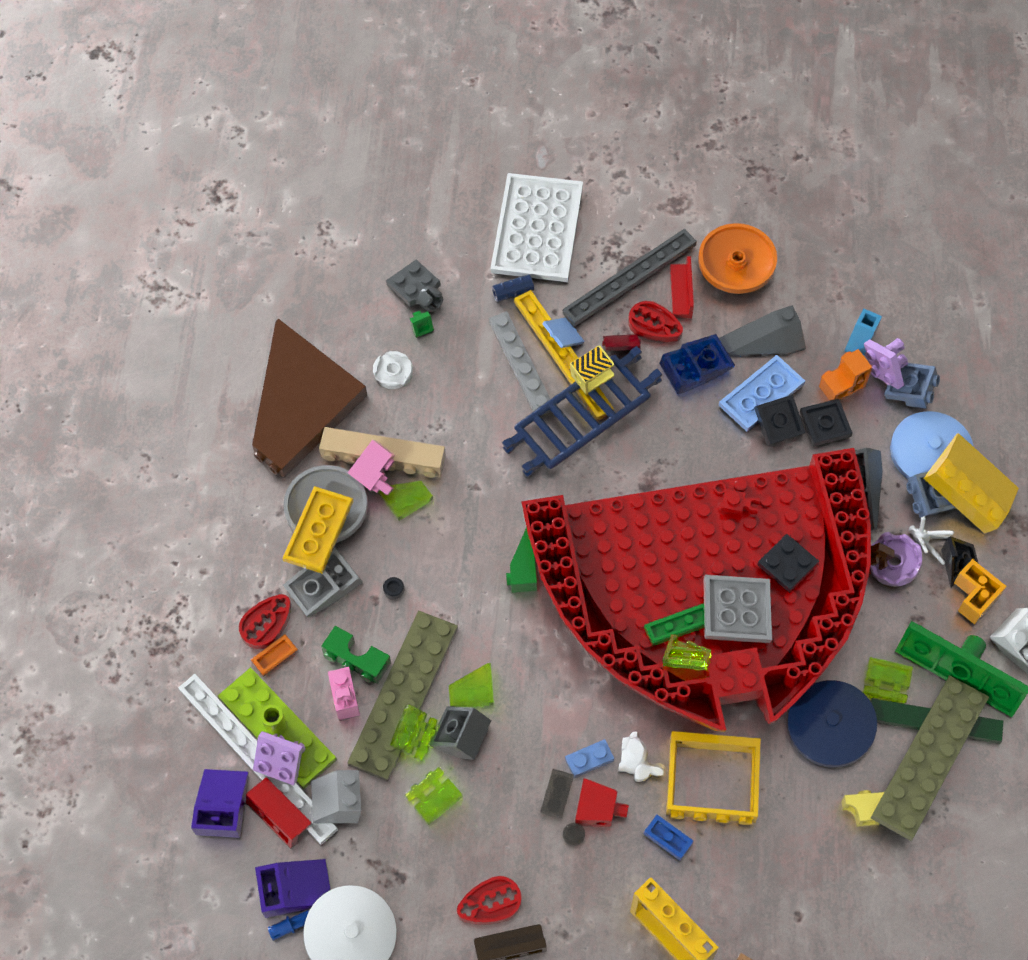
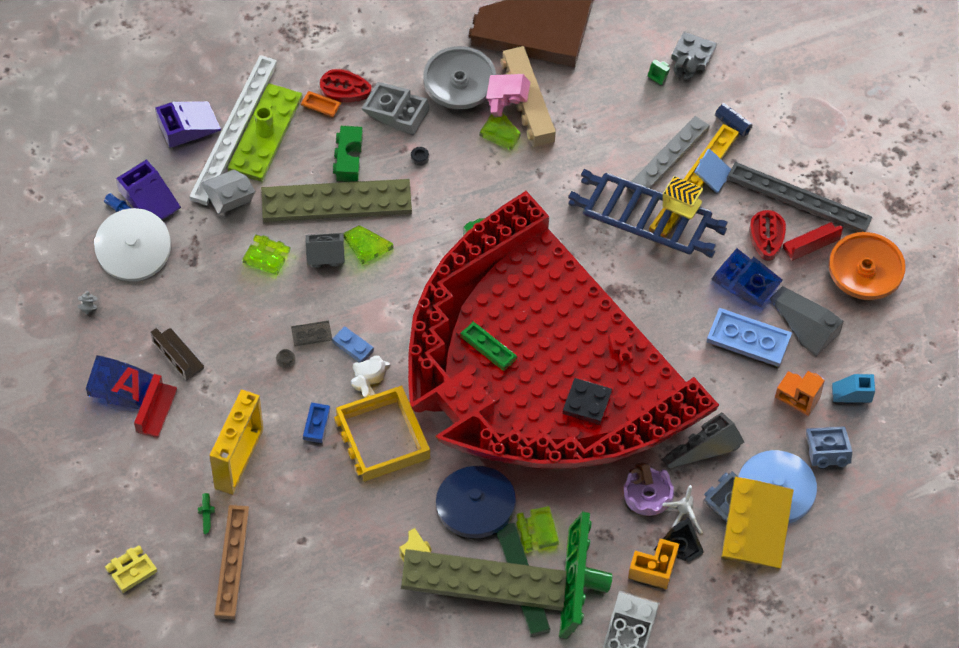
camera: 60 degrees right, 5 degrees down
(277, 811) = (199, 158): red panel -> none
(278, 757) = (236, 136): lavender plate -> none
(318, 529) = (433, 79): yellow tile -> none
(343, 693) = (312, 158): bright pink hinge -> none
(393, 370) = (607, 73): white tile -> none
(408, 731) = (303, 211): clear neon green plate -> none
(499, 912) = (198, 334): red piece -> none
(537, 227) = (804, 112): white plate -> none
(598, 805) = (315, 363): red torso -> none
(621, 342) = (731, 215): dark red piece -> none
(686, 655) = (458, 352): clear neon green wing -> none
(737, 609) = (522, 377): light grey plate -> none
(779, 420) = (728, 357): black plate -> none
(826, 422) = (750, 395): black plate -> none
(885, 361) = (827, 407): lavender plate -> none

